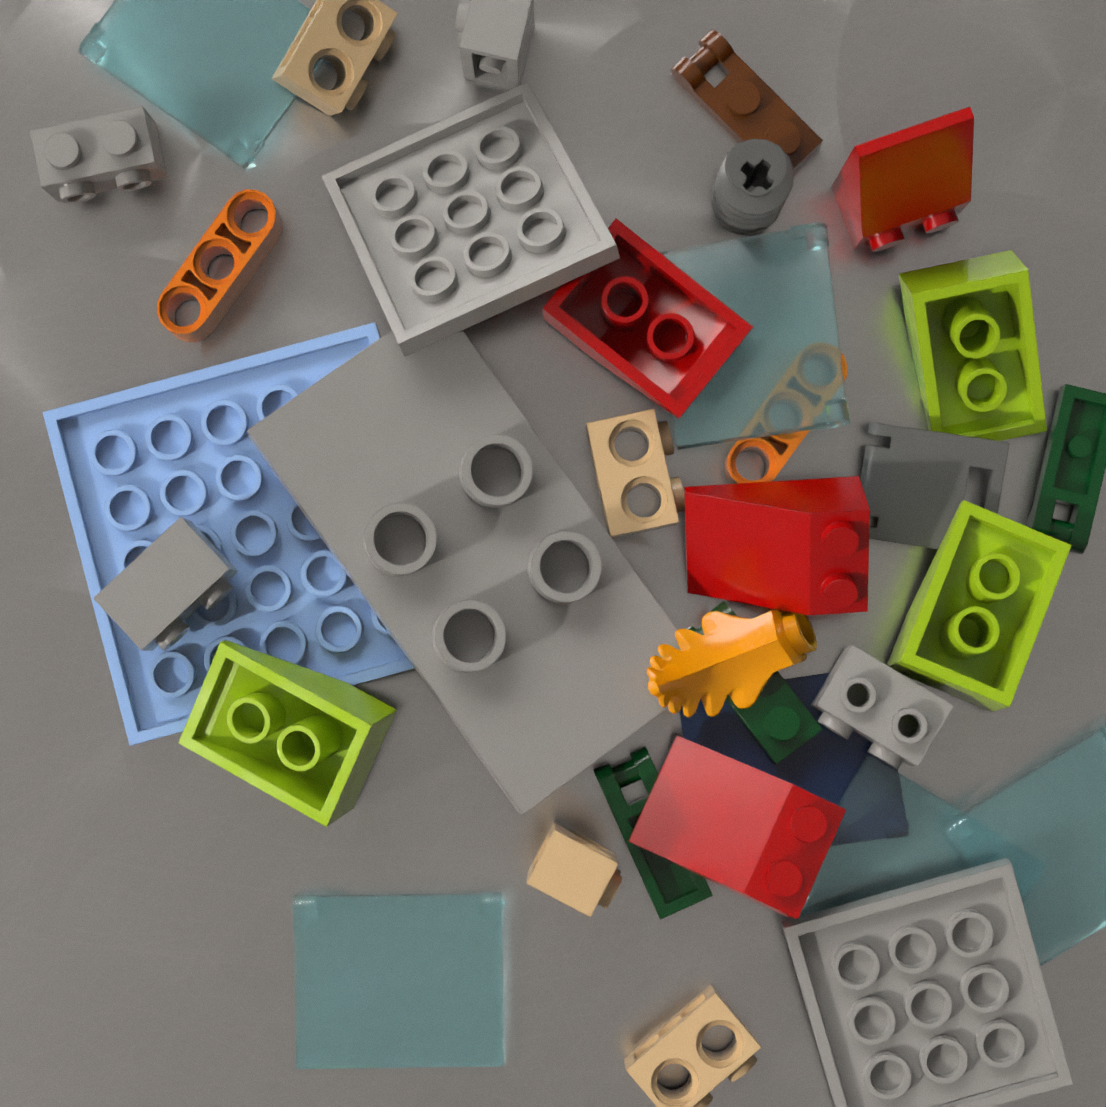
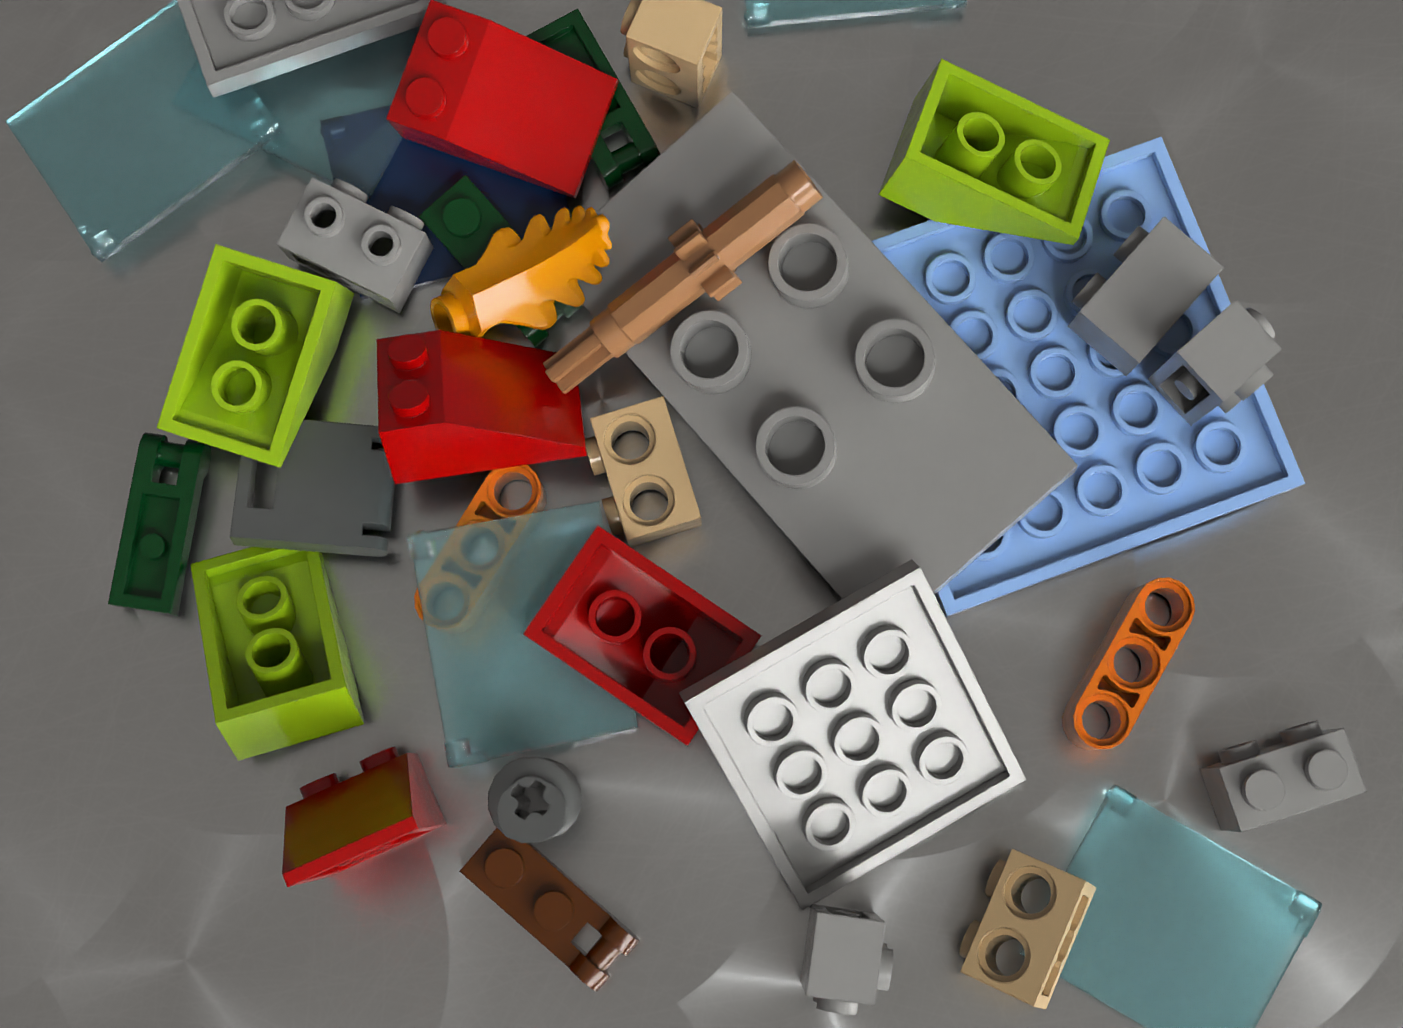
camera: 175 degrees right, 5 degrees down
(109, 512) = (1219, 364): none -> light grey brick
(566, 644) = (700, 264): none -> medium nougat piece

